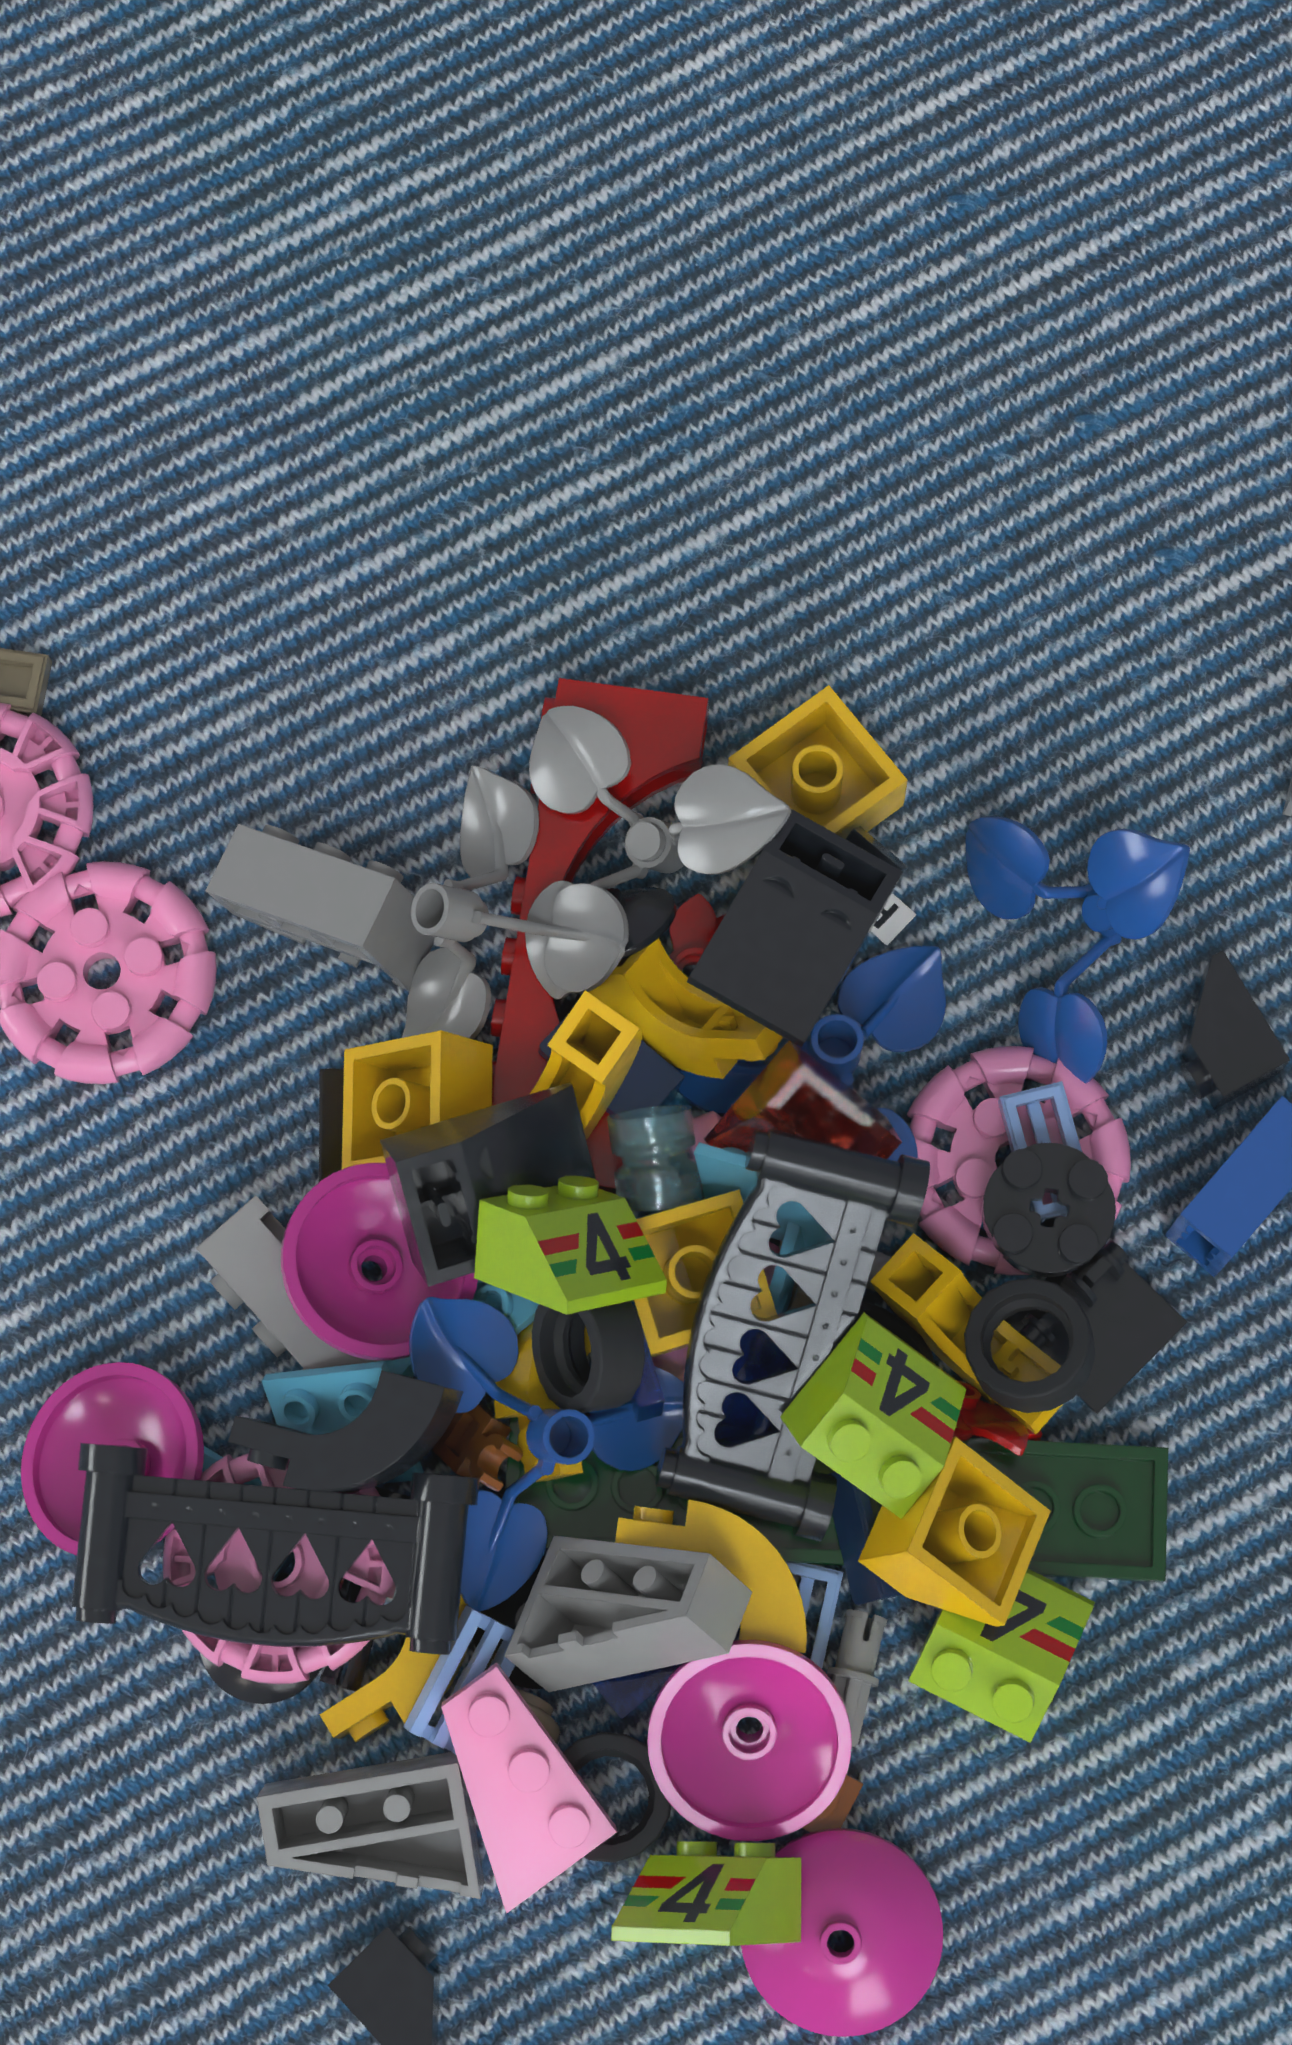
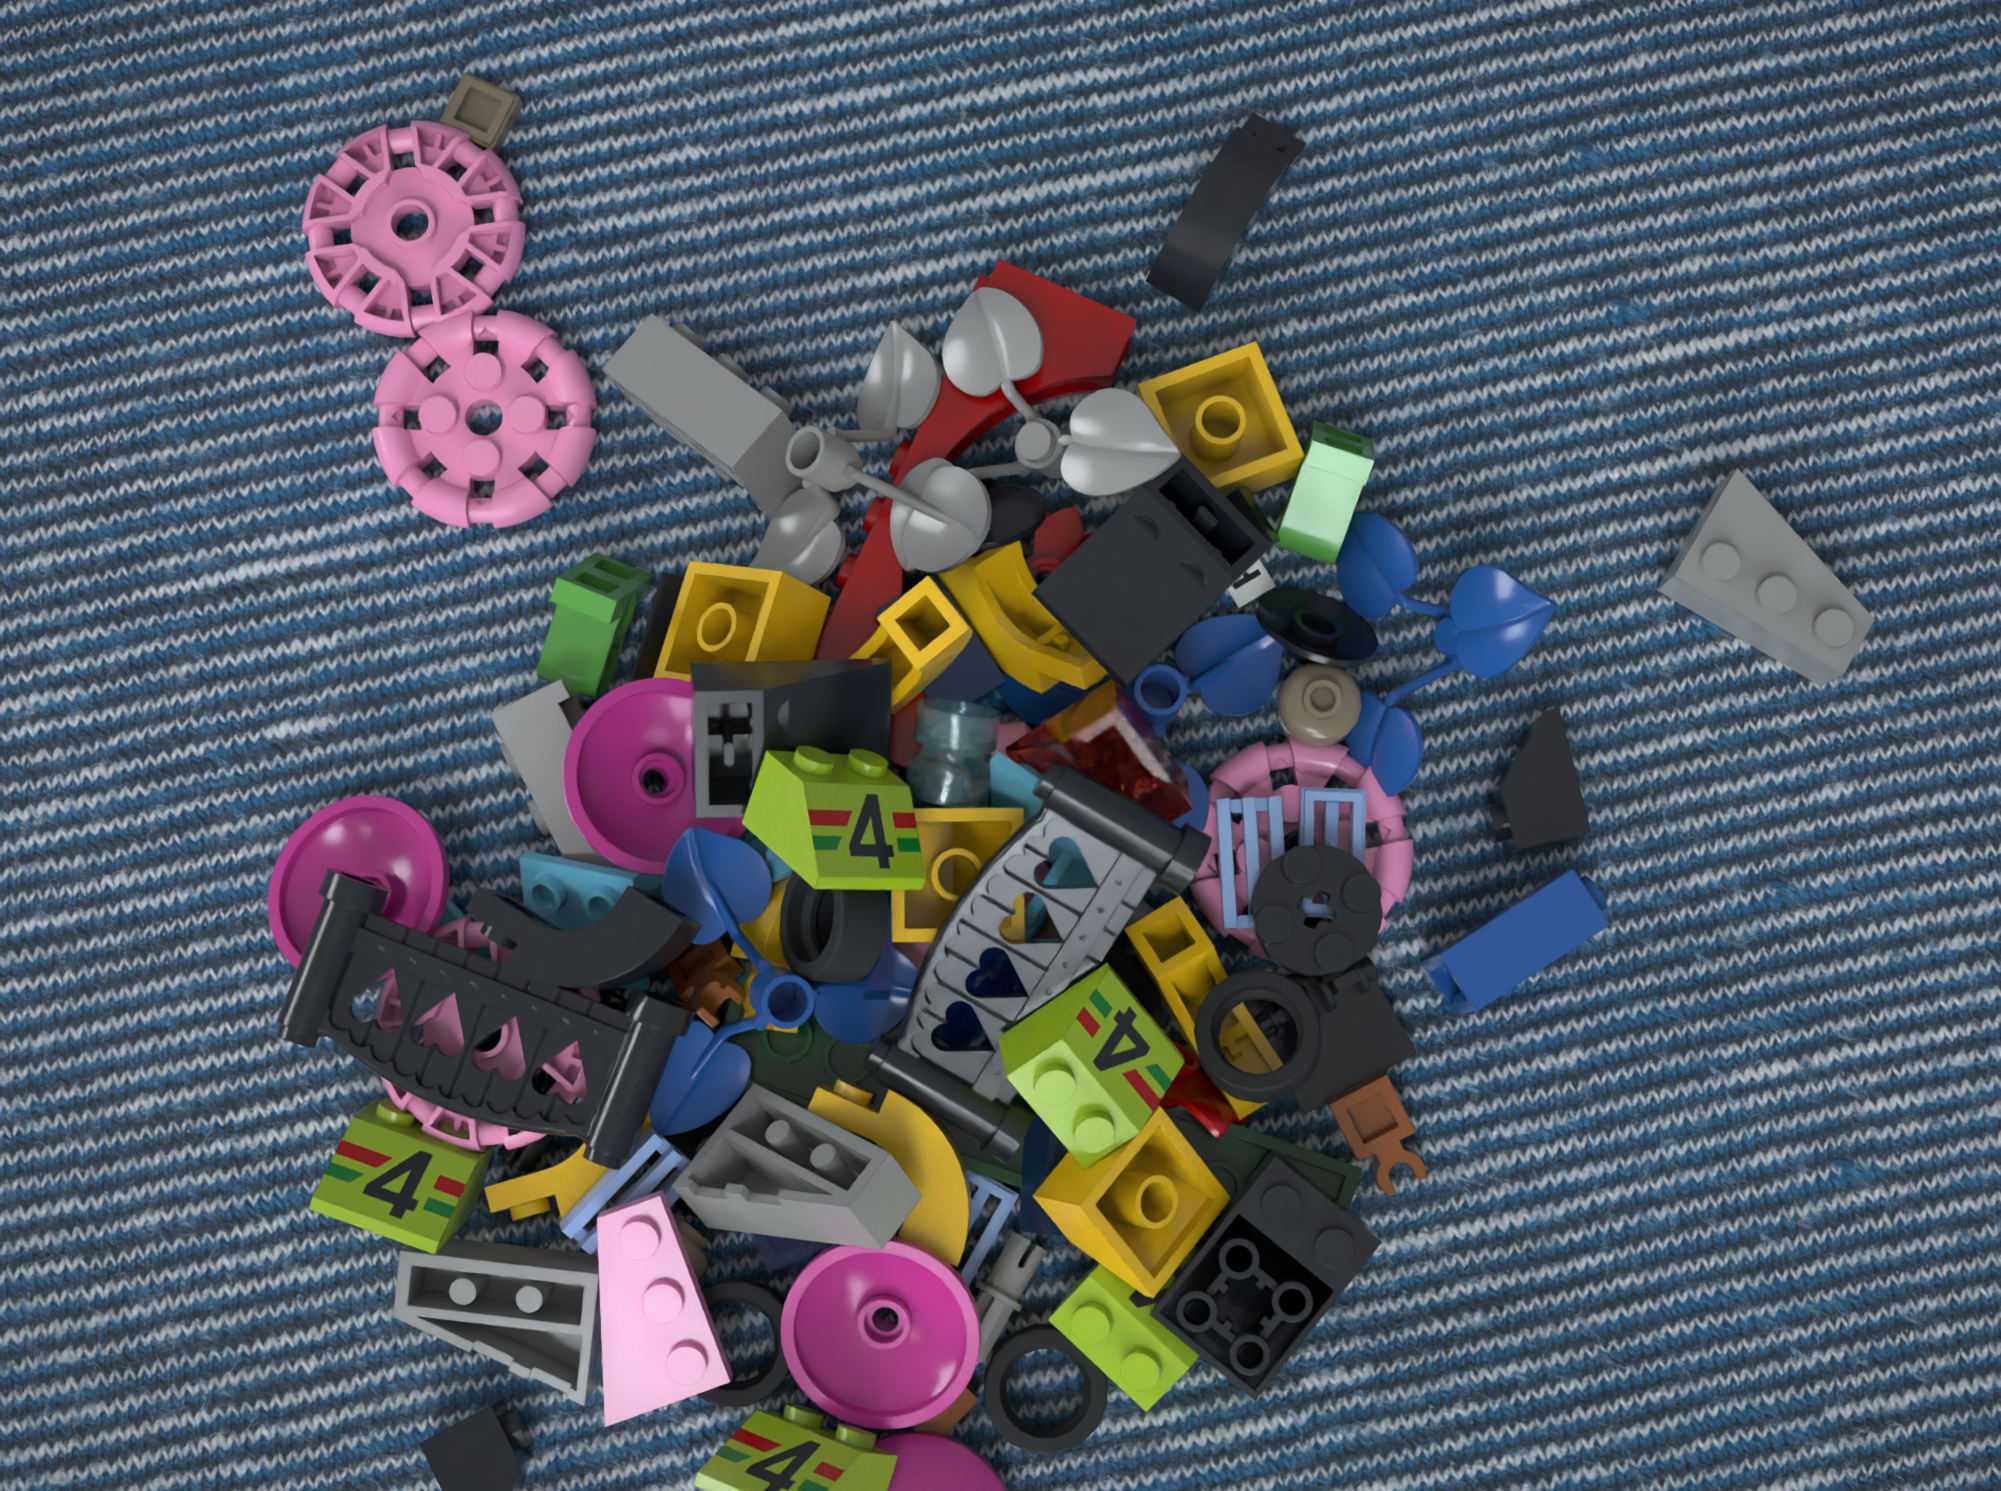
camera: 10 degrees right, 5 degrees up
(236, 1727) = (401, 1179): none -> lime slope
(264, 1138) = (591, 623): none -> bright green tile
(760, 572) = (1223, 210): none -> black arch
(915, 1804) = (1022, 1434): none -> black tyre
(937, 811) = (1325, 492): none -> tile
(955, 1133) = (1248, 807): none -> light blue tile
(967, 942) = (1316, 627): none -> black dish
(991, 1014) = (1318, 705): none -> dark tan head
(1105, 1574) = (1265, 1274): none -> black slope
(1167, 1402) = (1374, 1124): none -> dark orange plate

